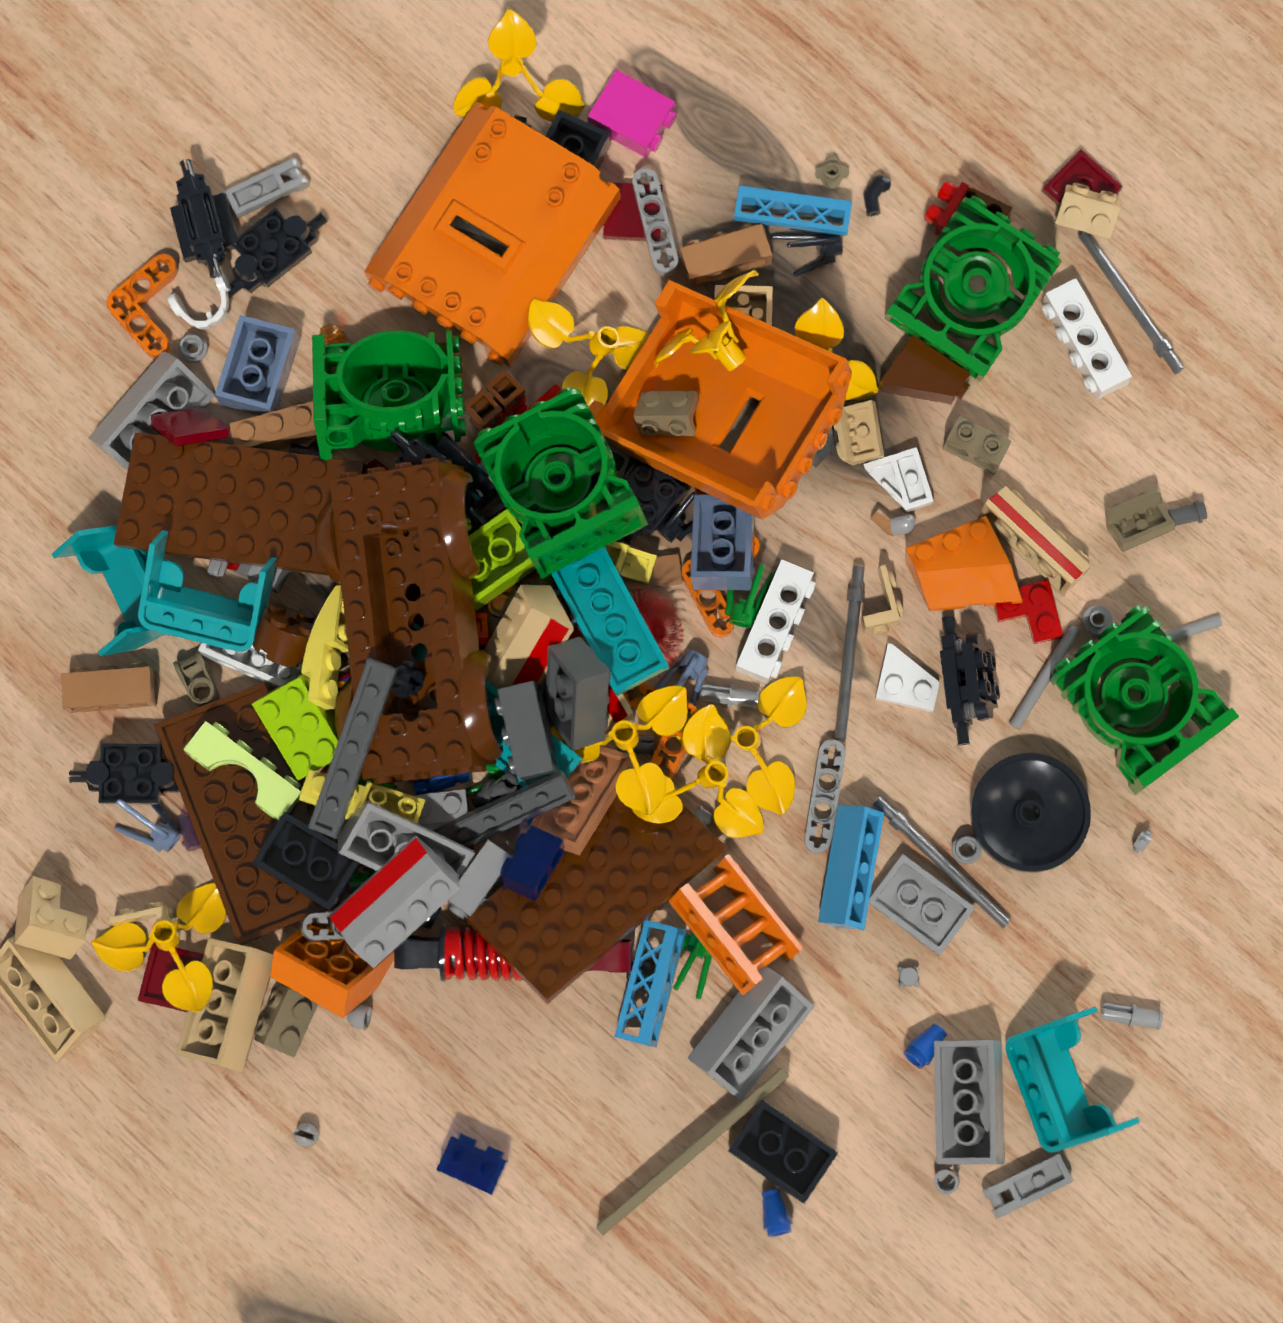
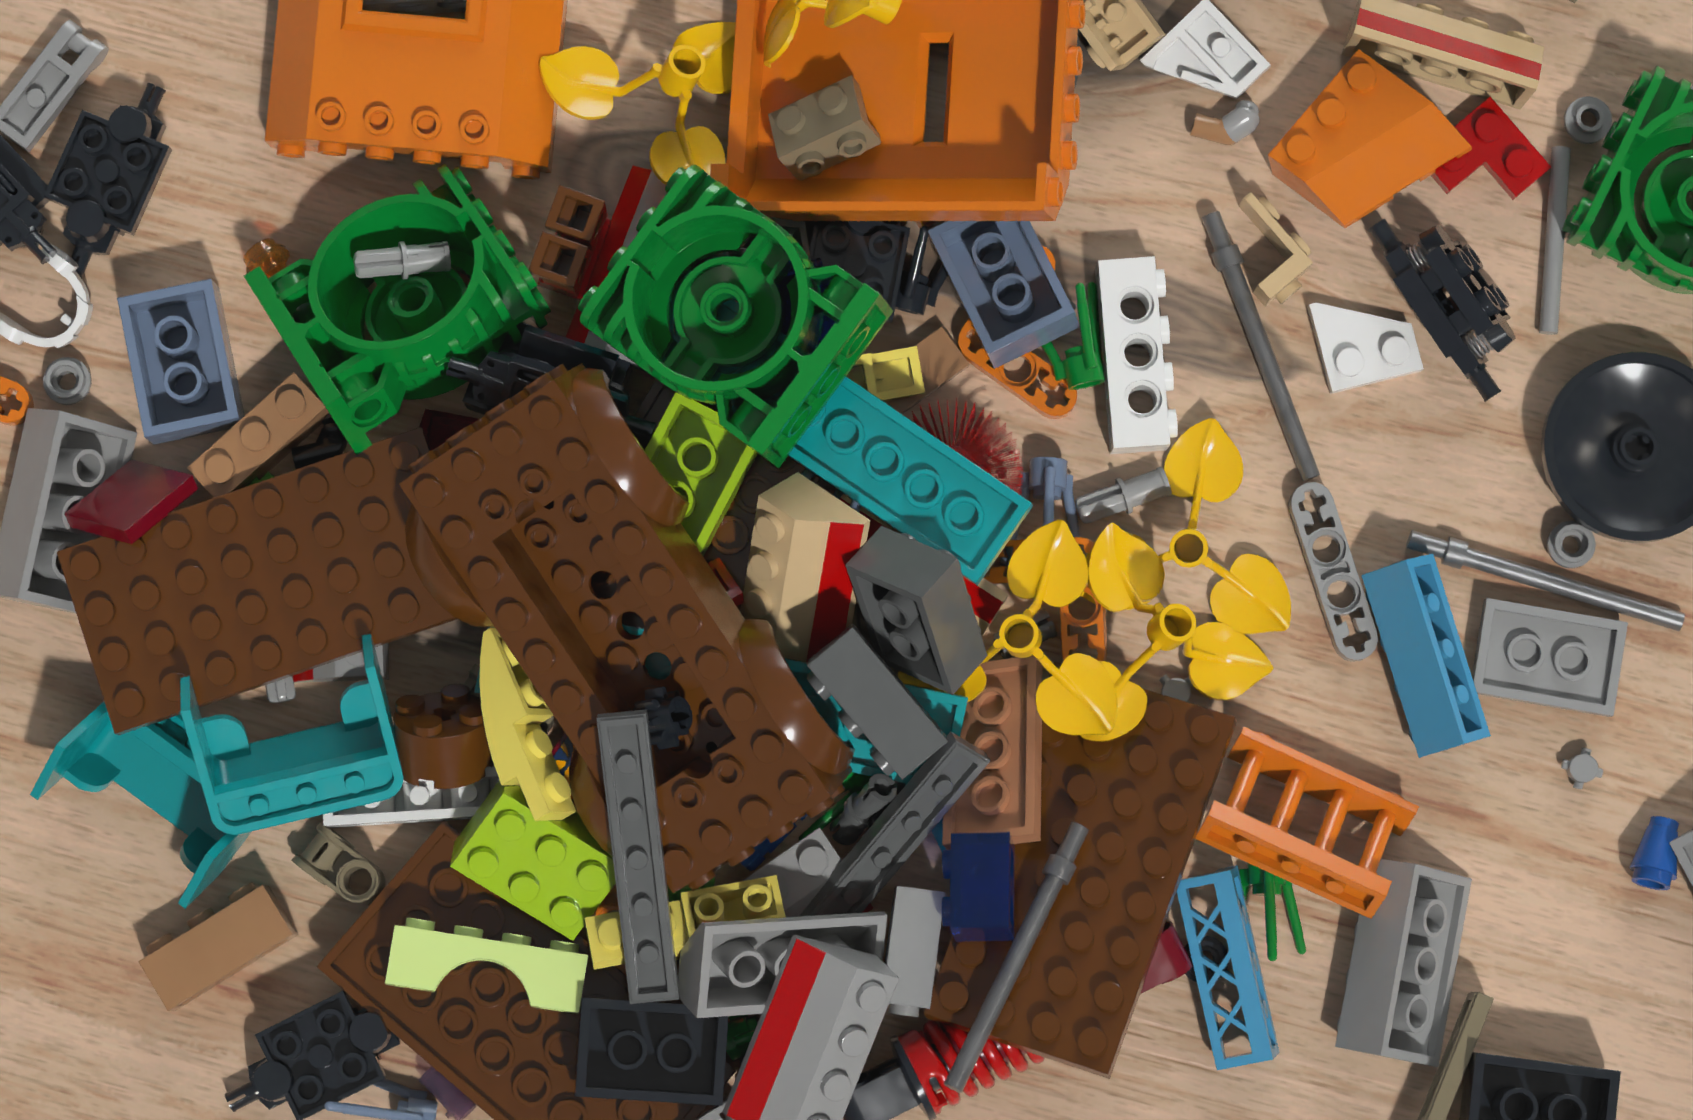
camera: 35 degrees left, 5 degrees up
(401, 369) = (403, 260): none -> light grey axle
(579, 877) = (1057, 872): none -> flat silver bar

